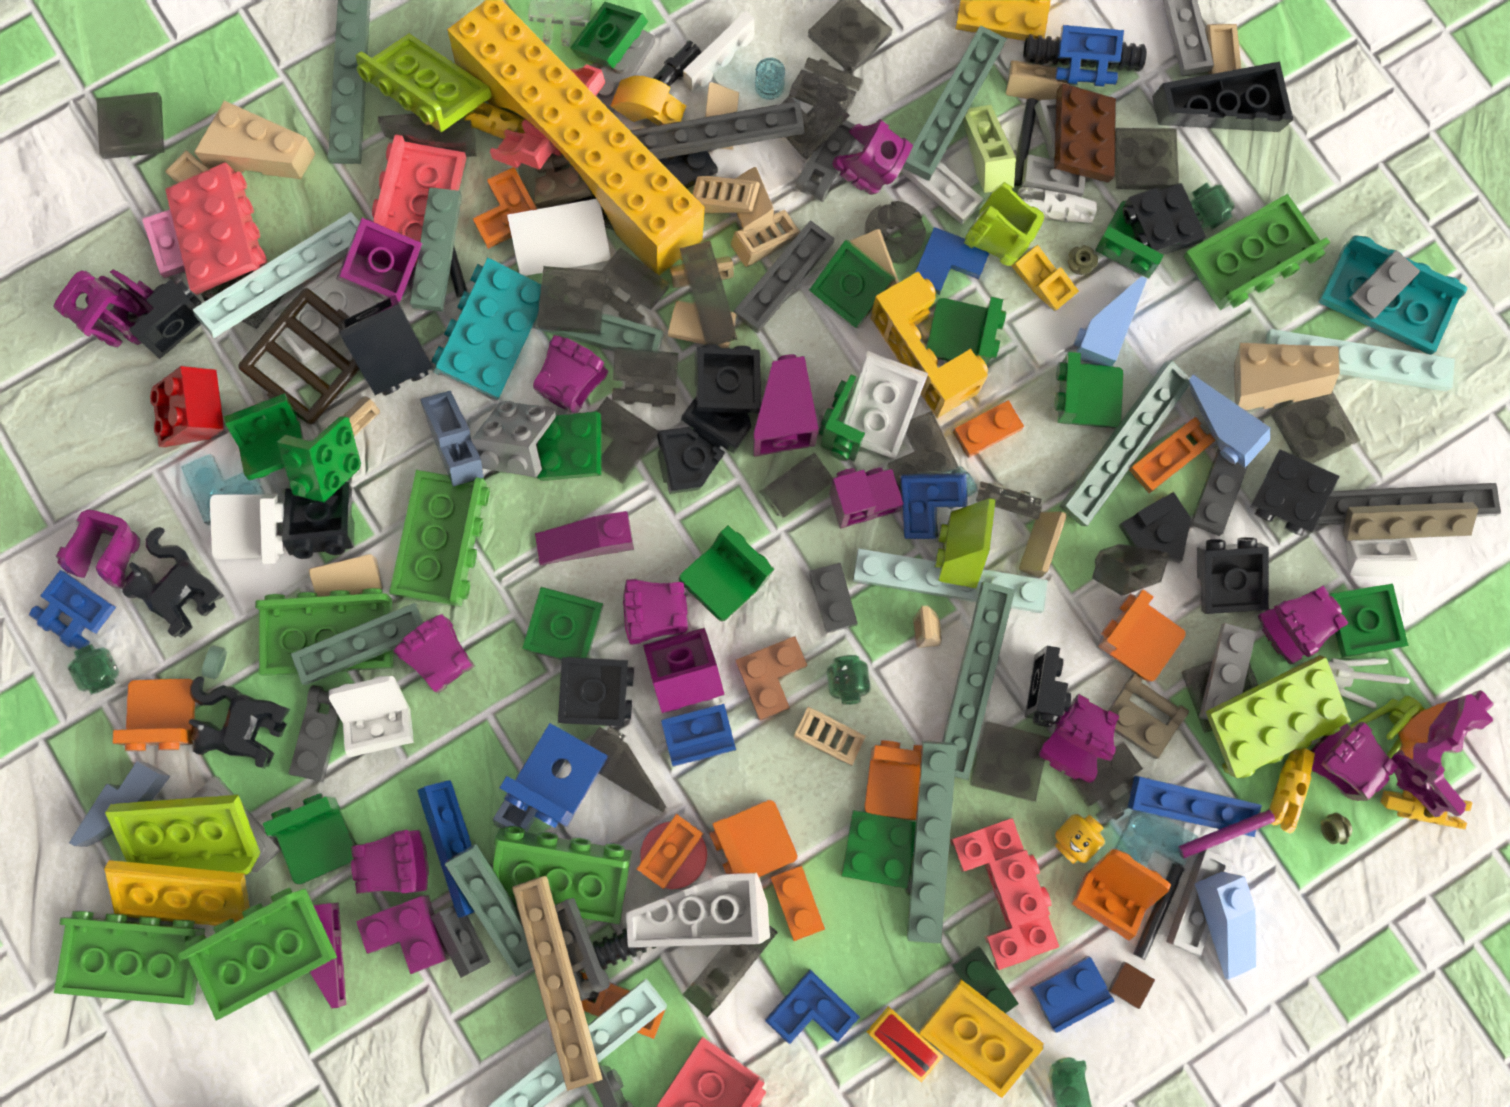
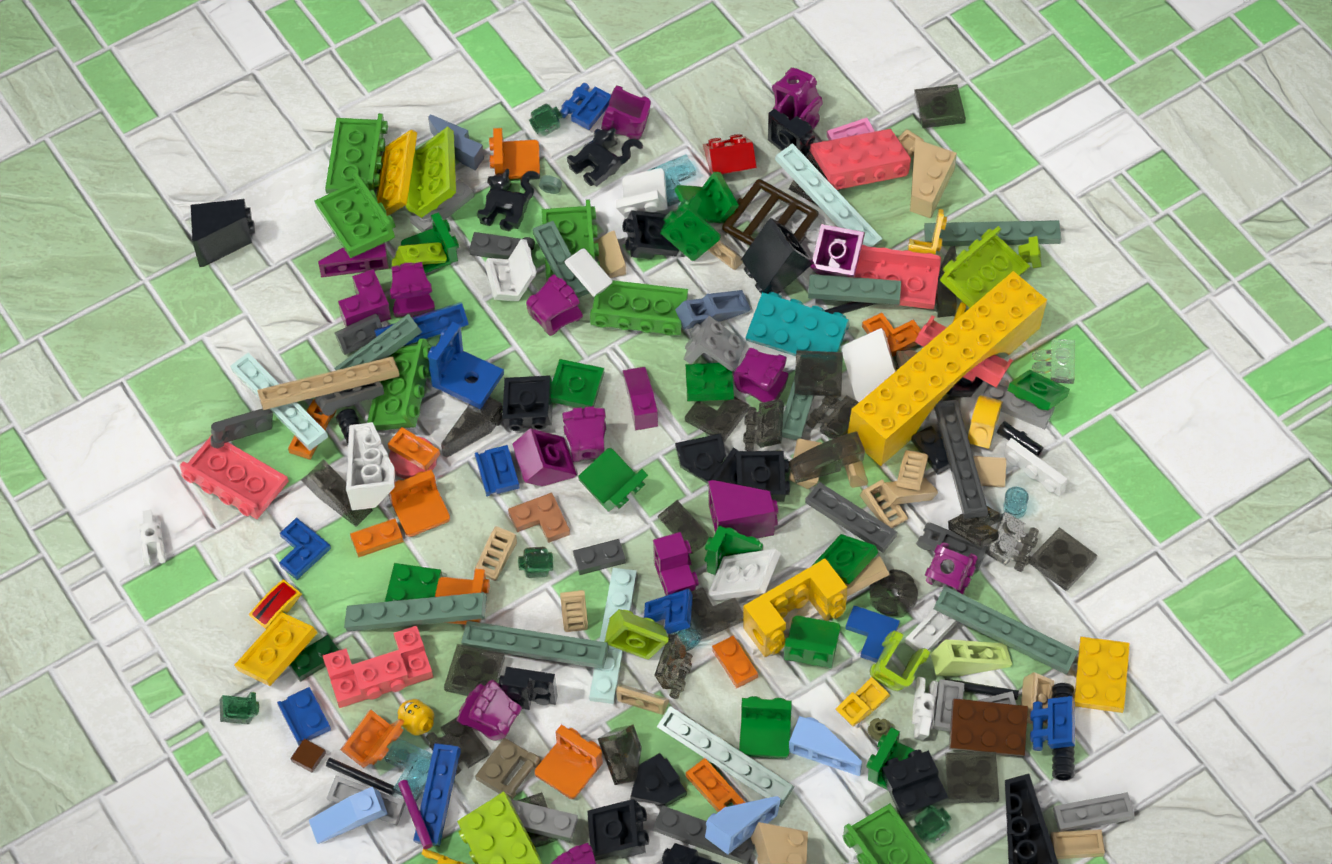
camera: 95 degrees right, 20 degrees down
(331, 855) = (425, 253): none -> lime bracket
(372, 149) = (927, 247): none -> yellow bracket
(389, 26) = (1031, 252): none -> lime tile
(390, 601) = (588, 272): none -> white slope

